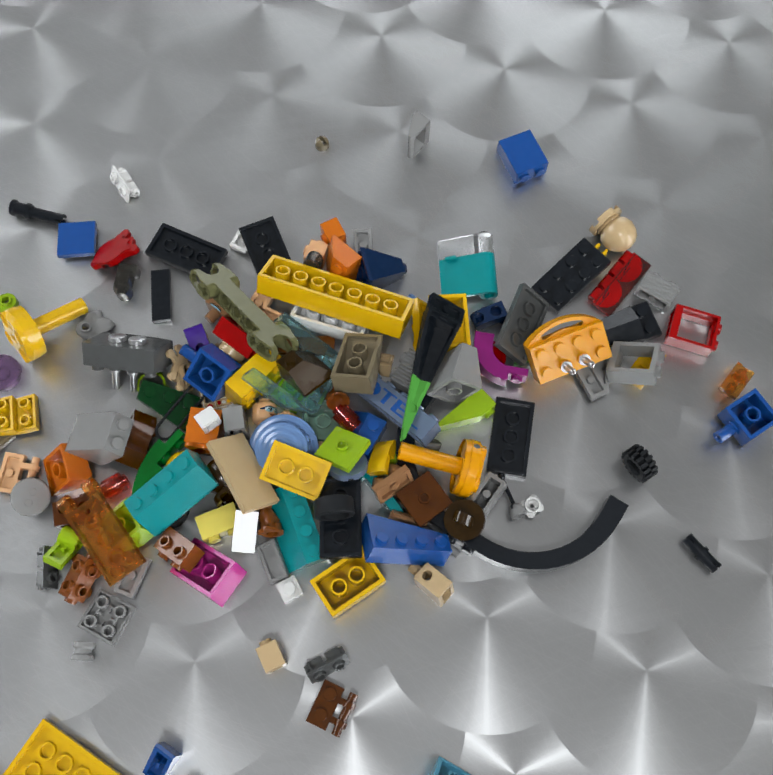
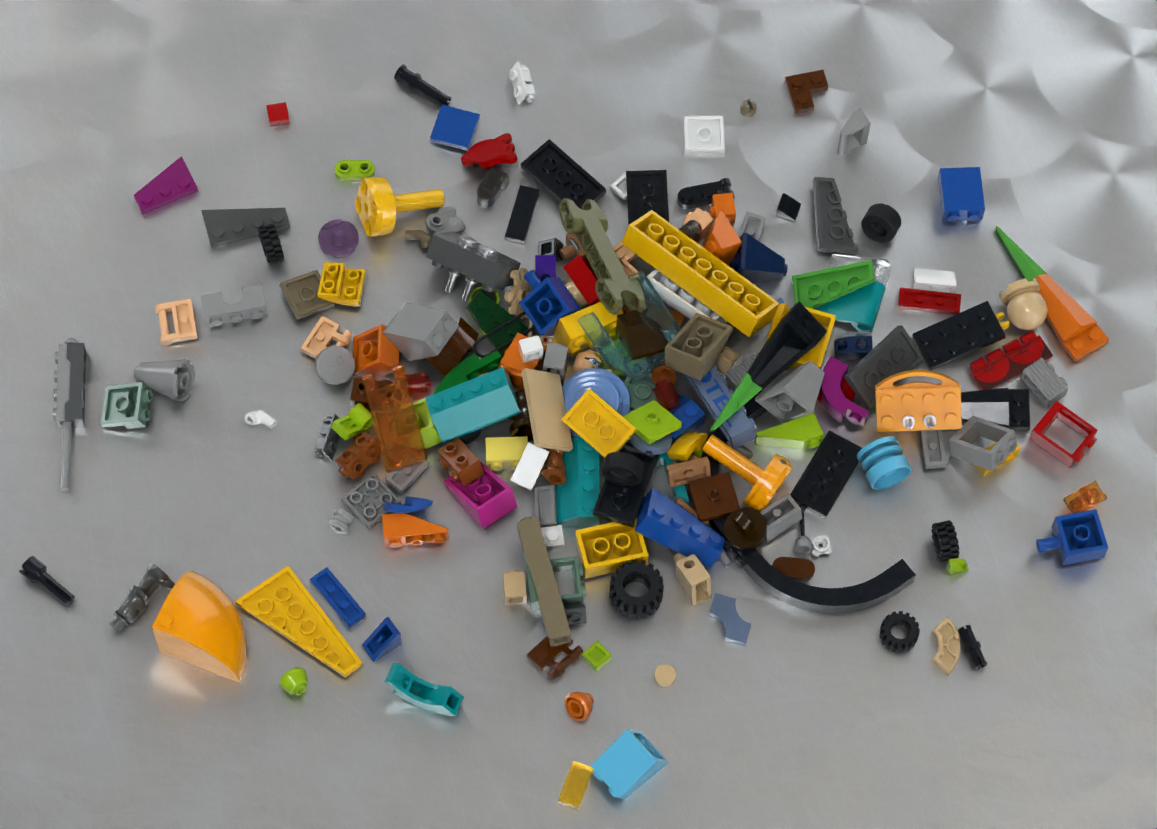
camera: 20 degrees right, 5 degrees down
(71, 346) = (418, 235): none -> dark tan arm
(104, 731) = (338, 597): none -> blue tile
(145, 636) = (407, 529): none -> orange slope
(147, 608) = (411, 504): none -> blue slope
(196, 317) = (550, 247): none -> black slope
(288, 649) = (562, 564): none -> sand green window
(293, 177) = (704, 134): none -> white tile
(297, 646) = (543, 581): none -> dark tan brick
(310, 227) = (702, 194): none -> black plate
(359, 113) = (801, 87): none -> reddish brown plate
(371, 694) = (596, 656): none -> lime tile
(374, 755) = (579, 705): none -> orange brick
(386, 215) = (788, 208): none -> black slope
(391, 596) = (636, 605): none -> black tyre
(426, 215) = (830, 220): none -> dark grey wing
(442, 689) = (664, 675): none -> tan tile
(448, 267) = (829, 284): none -> bright green wing
(468, 201) = (881, 222): none -> black tyre
(488, 616) = (725, 612): none -> sand blue tile
(517, 536) = (795, 568): none -> reddish brown tile
(530, 236) = (934, 280): none -> white panel
(533, 254) = (929, 301): none -> red tile
(558, 410) = (884, 463): none -> medium azure wheel
(642, 554) = (903, 620): none -> black tyre
(652, 232) = (1071, 323): none -> orange plate
(656, 481) = (956, 566): none -> lime tile
(680, 560) = (948, 646): none -> tan tile

